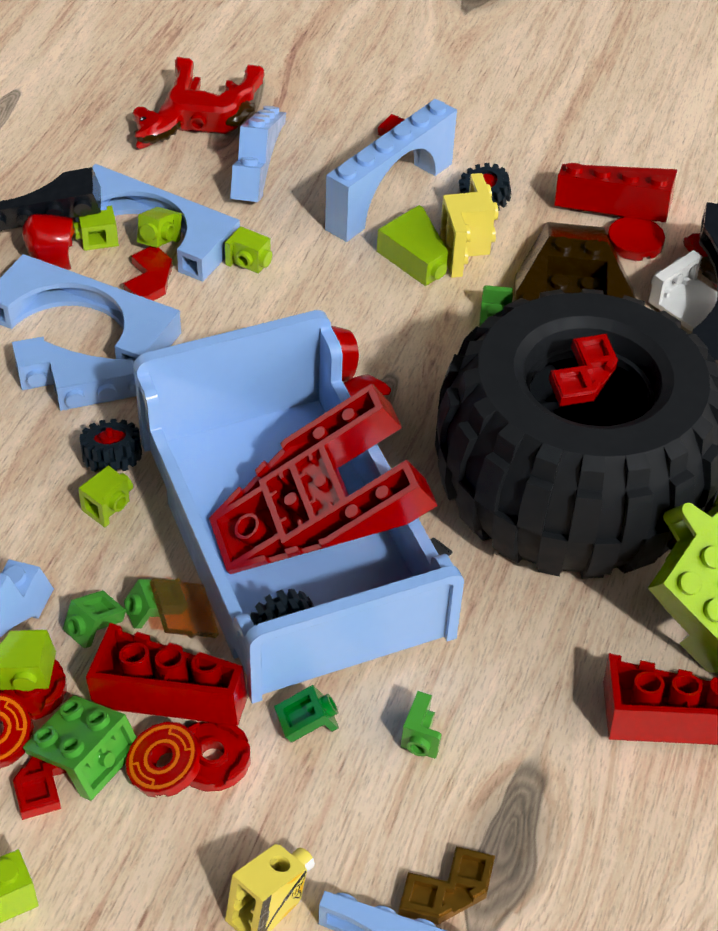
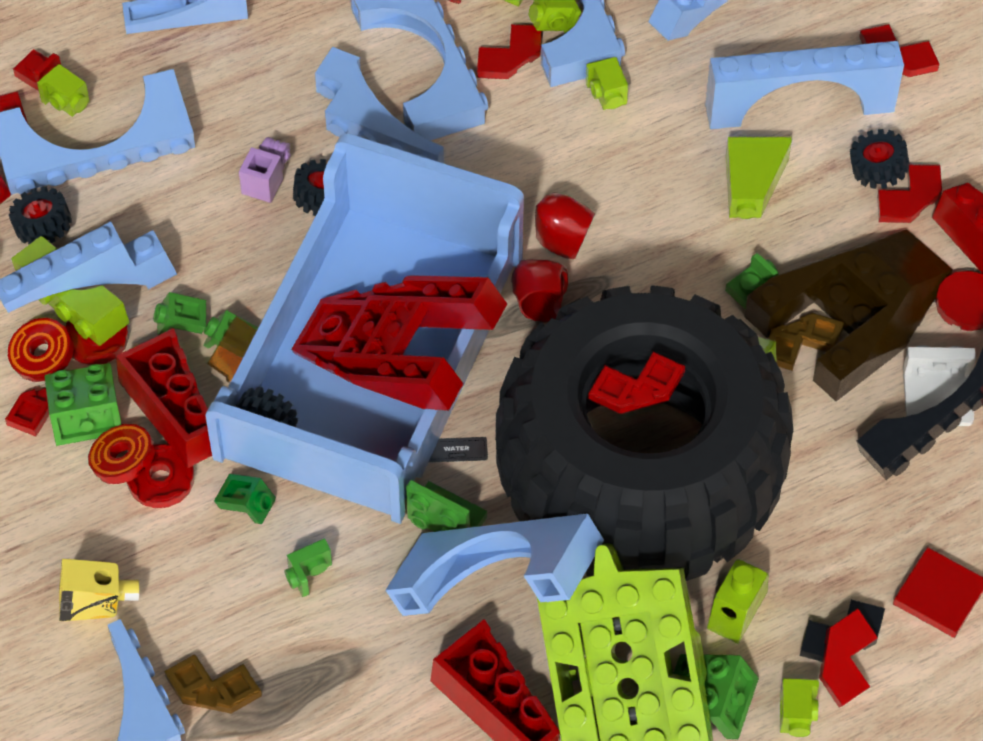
camera: 45 degrees right, 10 degrees up
(50, 462) = (263, 169): none -> lavender brick
(105, 494) = (280, 225): lime brick -> none
(468, 224) = (810, 185): light yellow bracket -> none
(488, 605) = (441, 509): none -> bright green bracket
(529, 203) = (906, 205): none -> red tile
(529, 630) = (557, 550): none -> light blue arch

